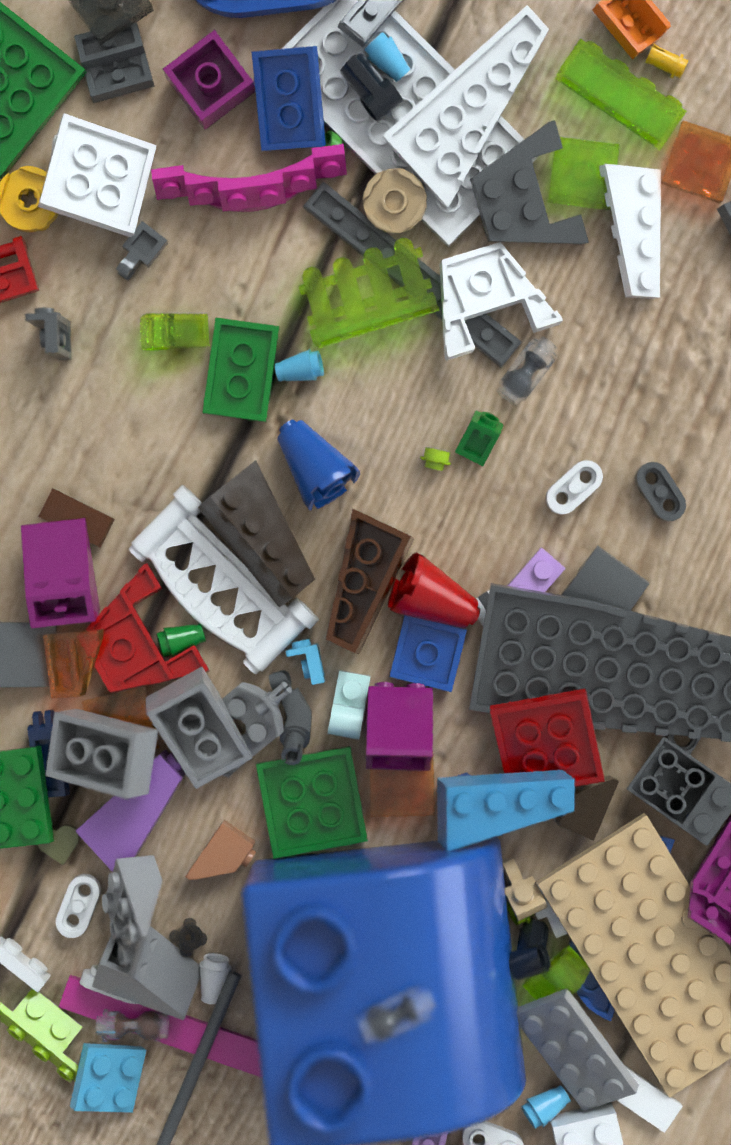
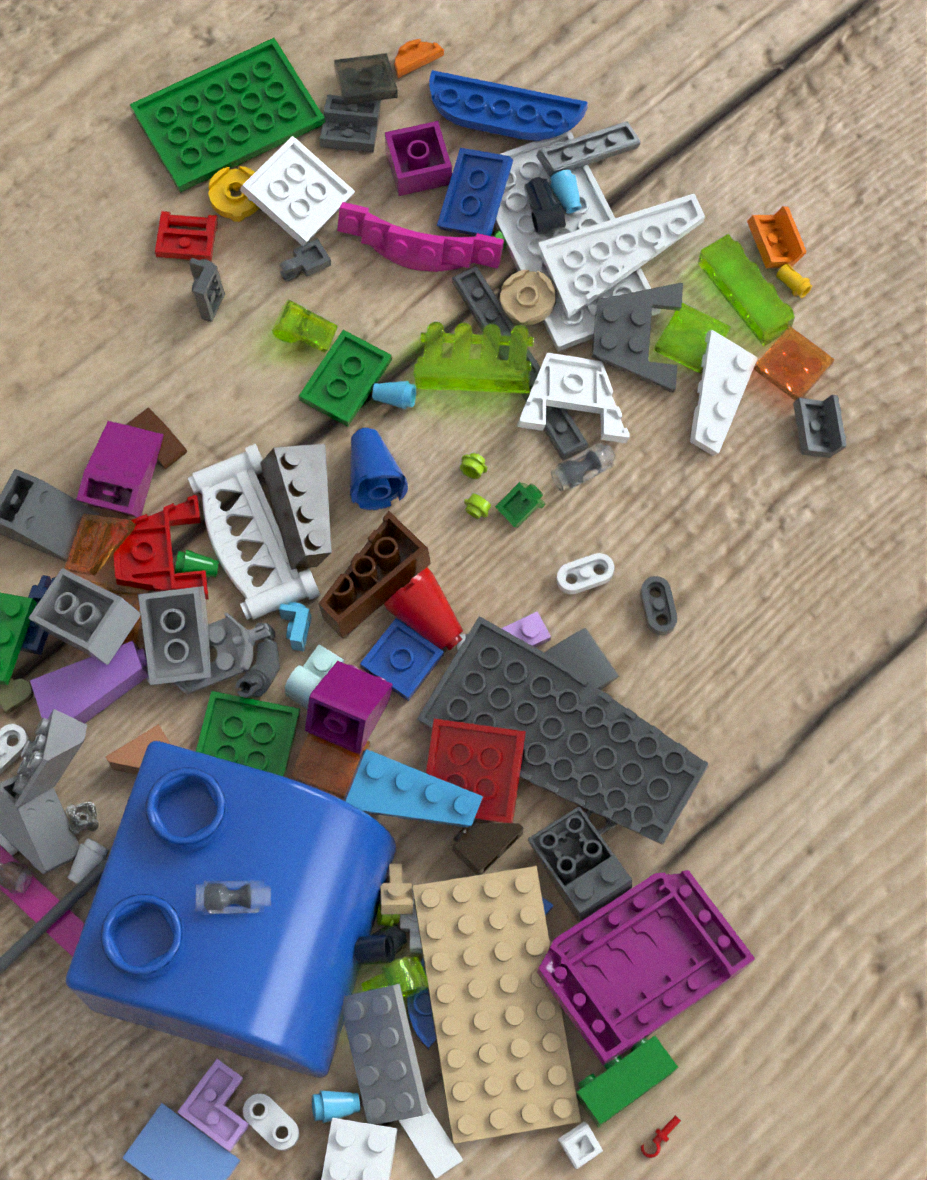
camera: 20 degrees right, 20 degrees down
(413, 414) = (473, 465): none -> lime plate

